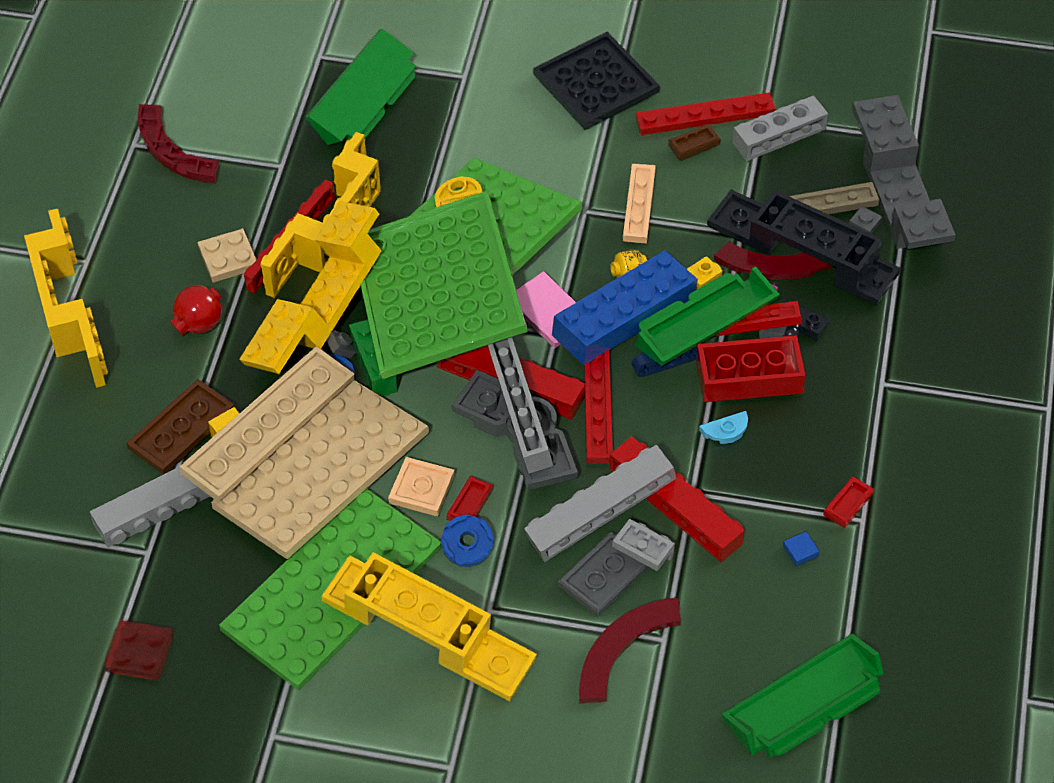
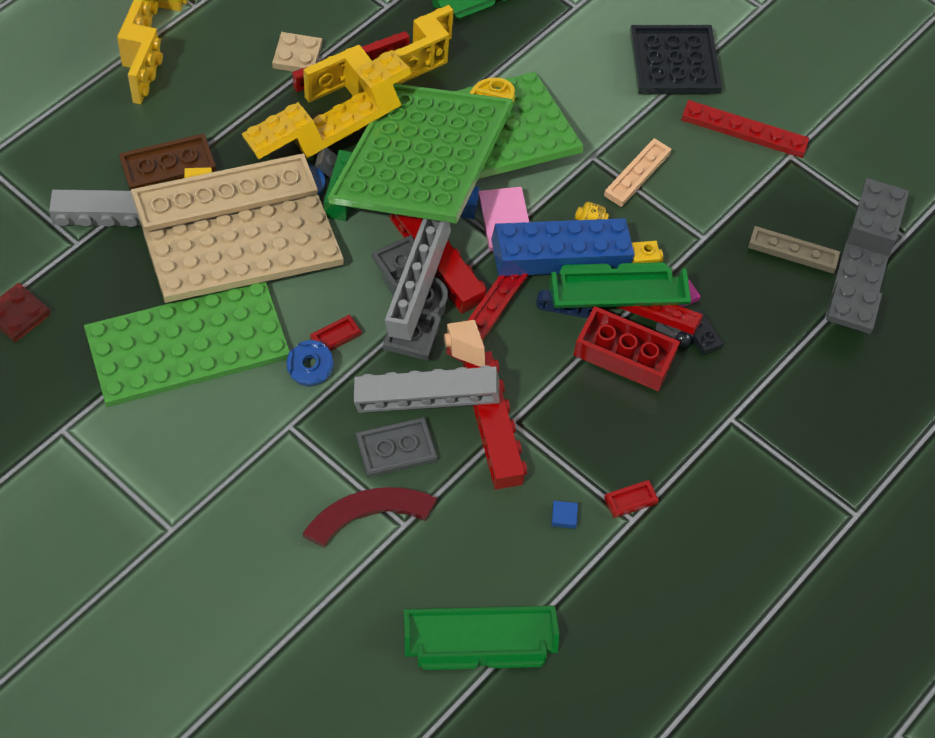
camera: 25 degrees right, 5 degrees up
(196, 310) = (241, 81): red brick -> none
(421, 486) = (307, 302): light nougat plate -> none
(433, 616) = (233, 412): yellow bracket -> none
(606, 439) = (465, 342): none -> light nougat slope
(644, 544) = (438, 441): light grey bracket -> none
(694, 142) = (718, 146): reddish brown plate -> none
(726, 429) = (575, 386): medium azure plate -> none
(772, 267) = (719, 283): dark red tile -> none
(780, 128) = (796, 170): light grey brick -> none
(812, 232) = (763, 278): black bracket -> none
(866, 220) = (813, 281): dark grey plate -> none

